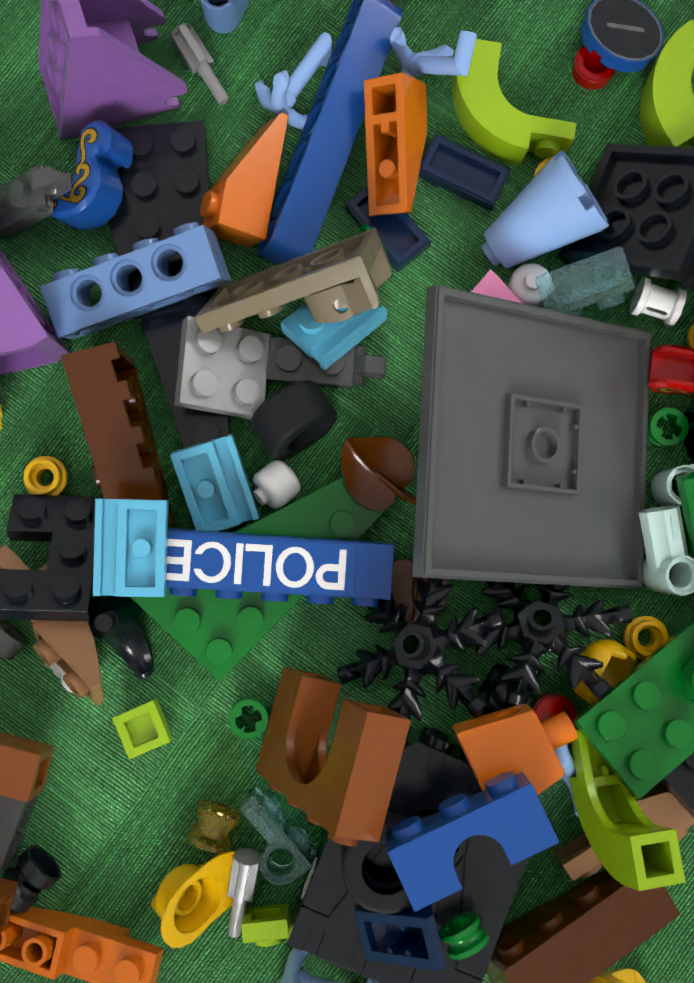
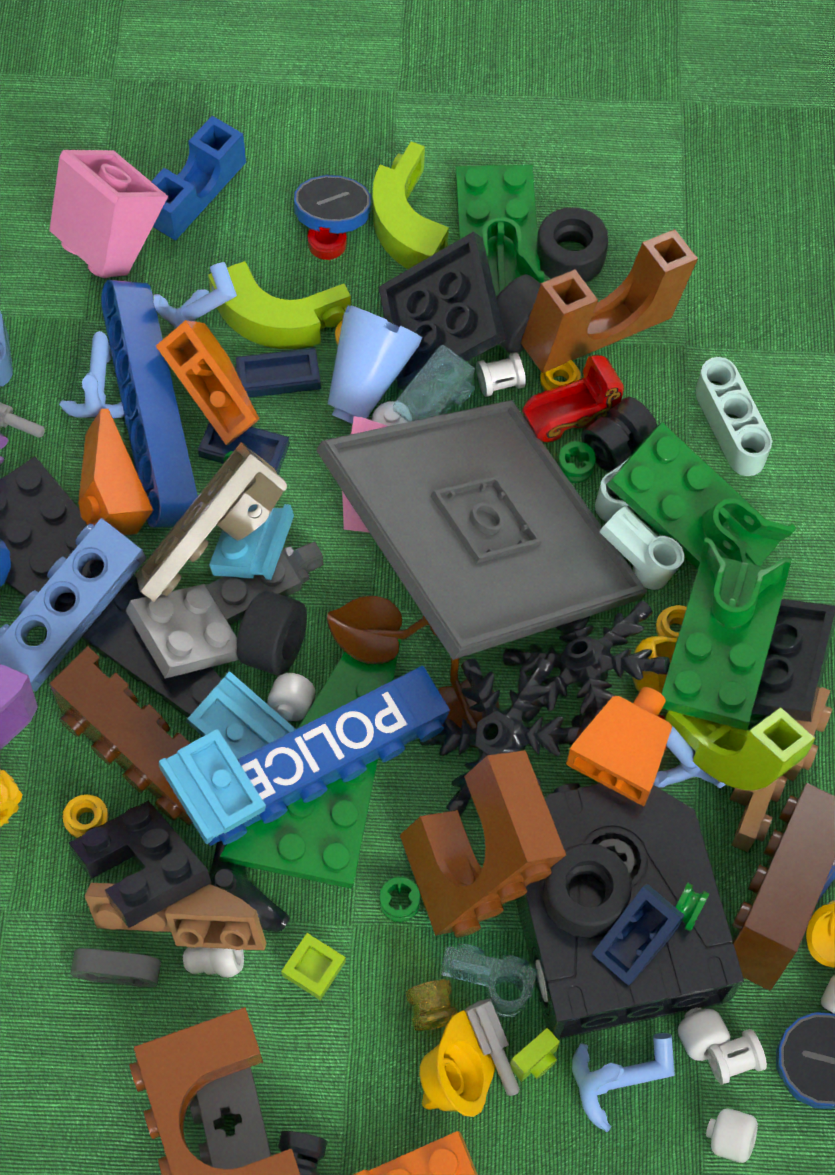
camera: 35 degrees left, 20 degrees down
(426, 847) = (650, 772): blue arch -> none

